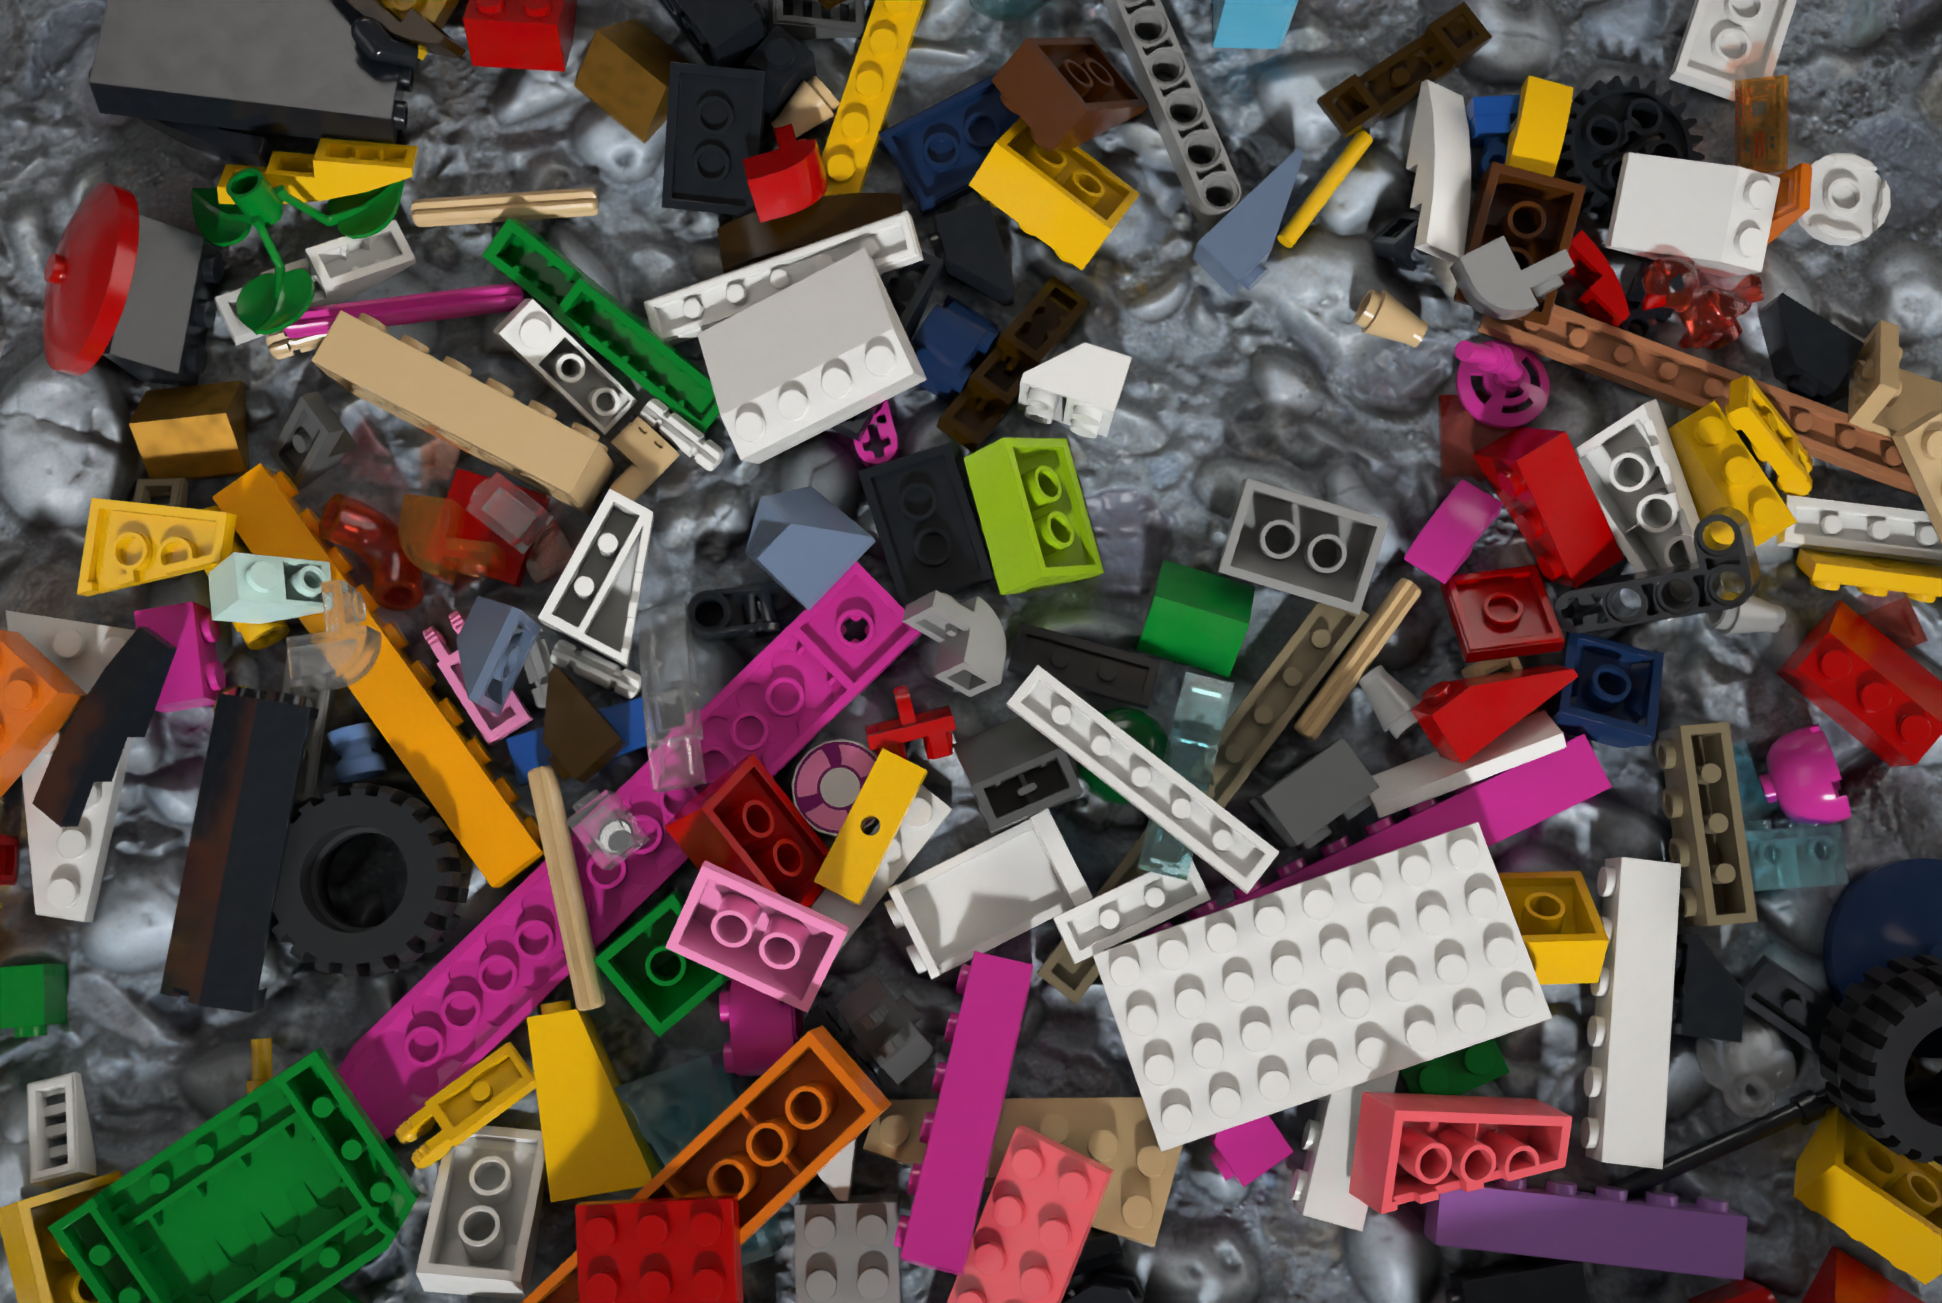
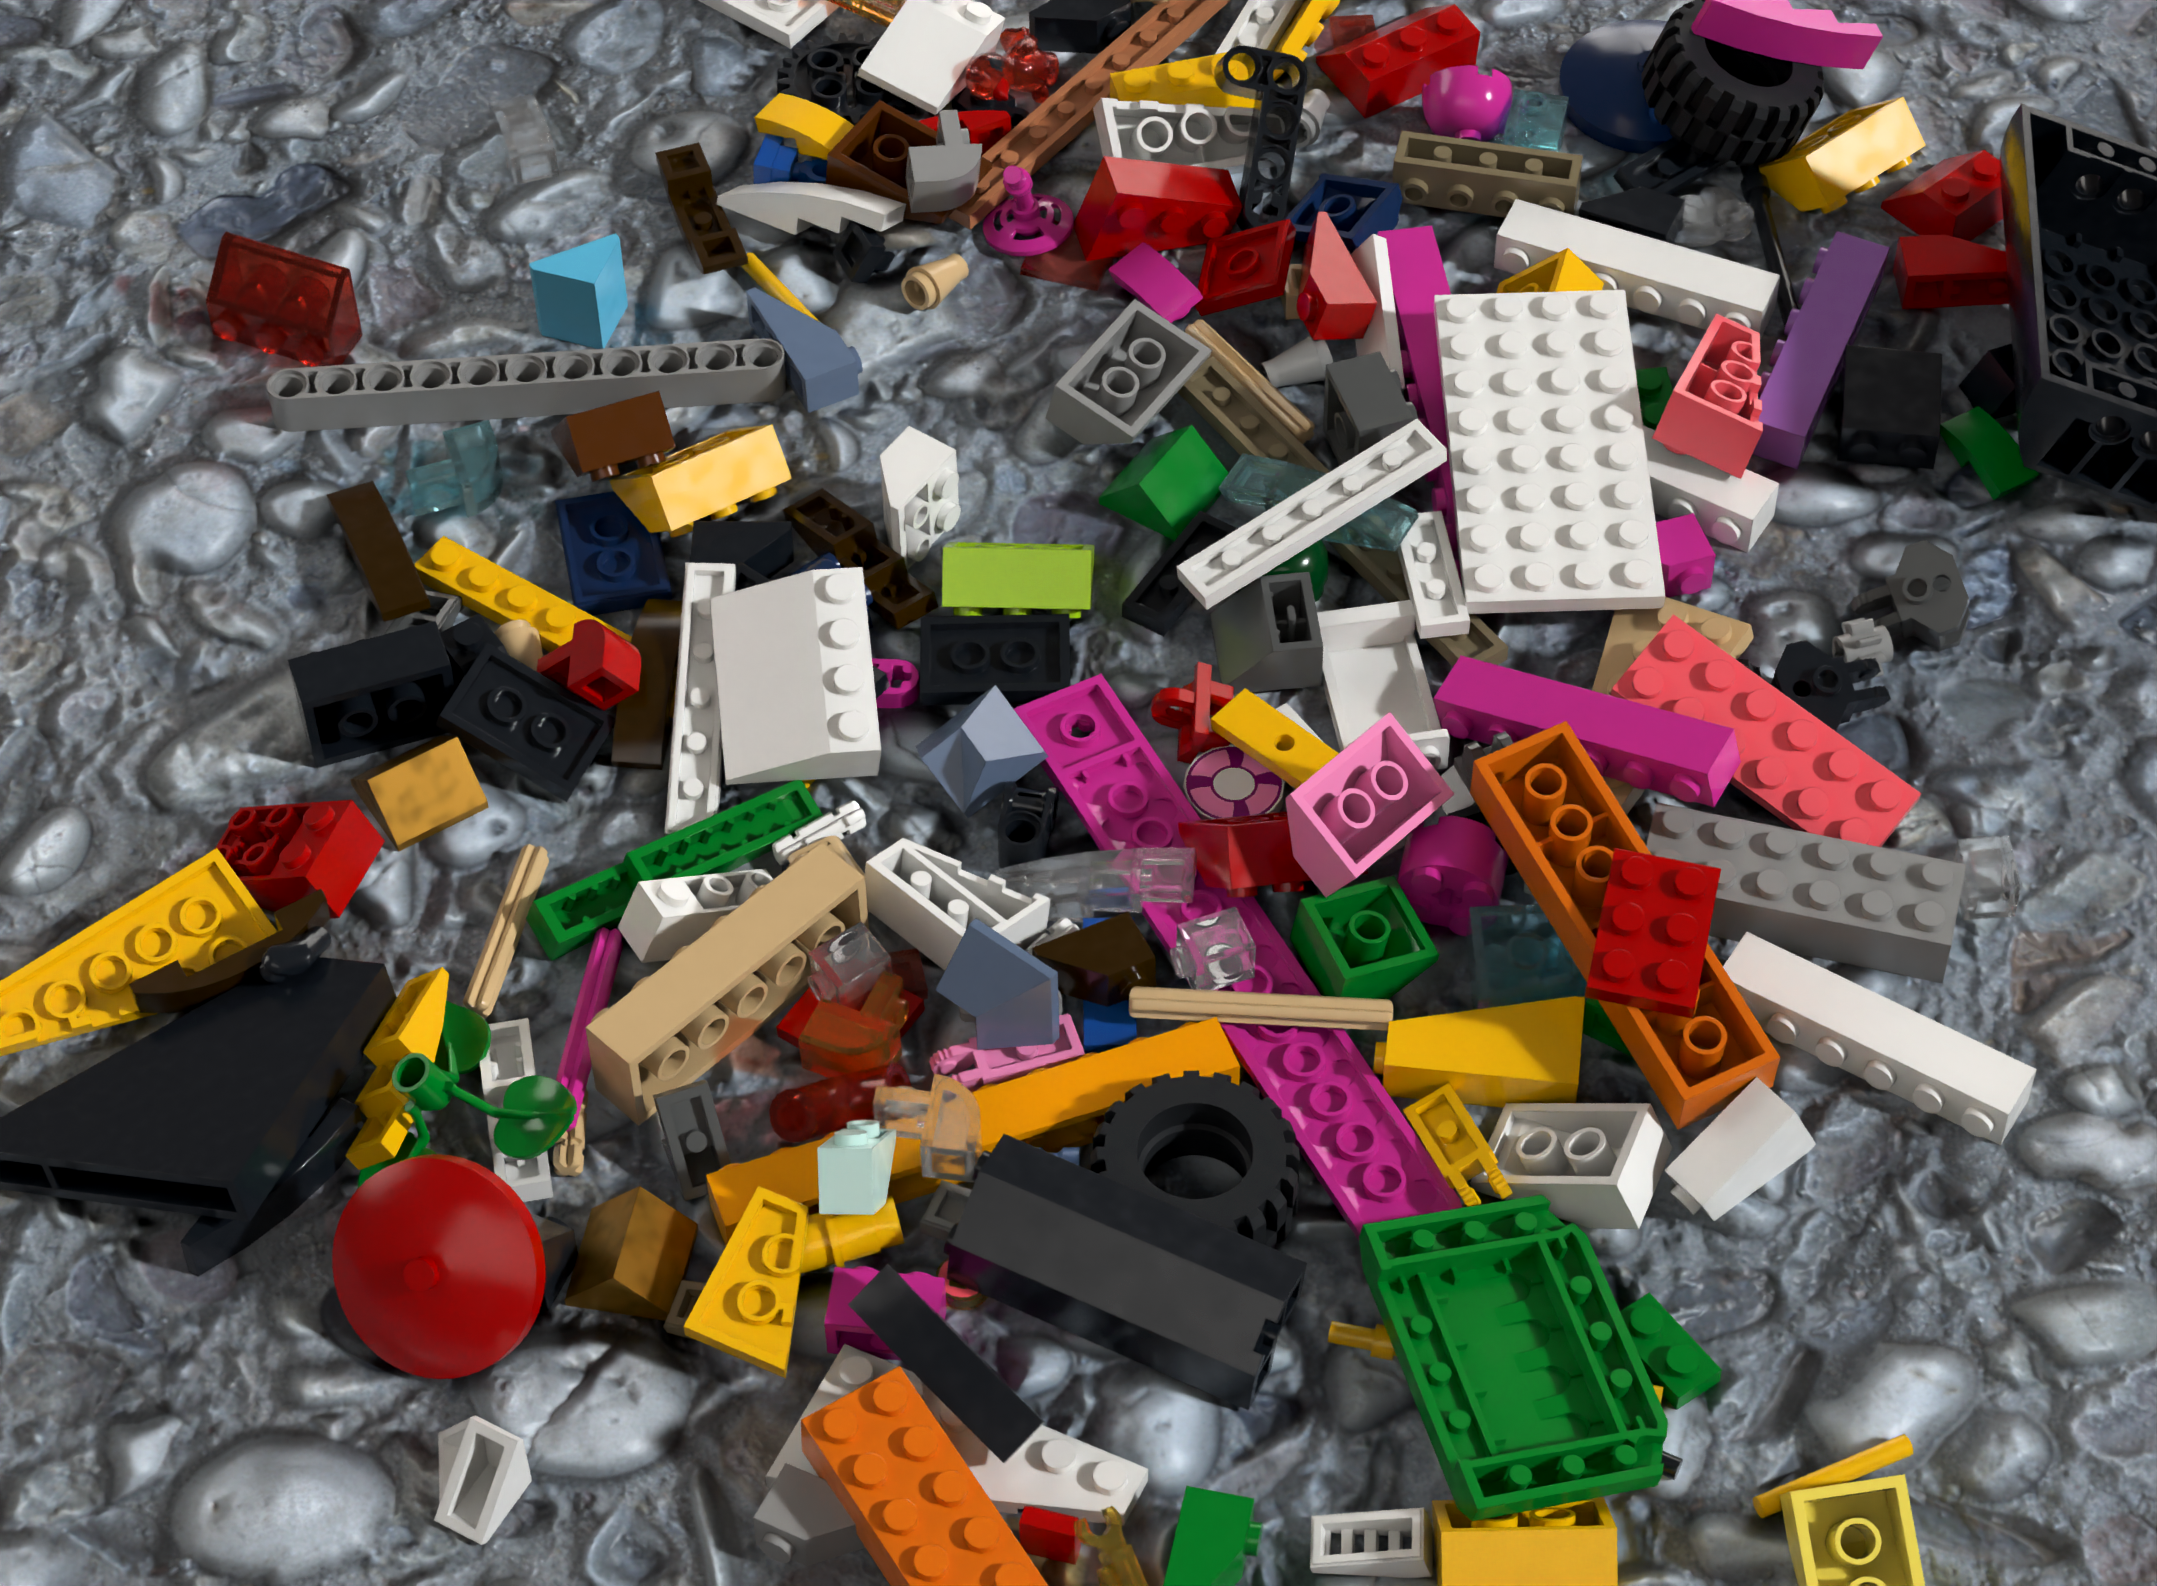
camera: 70 degrees left, 30 degrees down
(969, 637) = (1126, 644): light grey brick -> none
(1769, 436) = (1132, 50): yellow hinge -> none

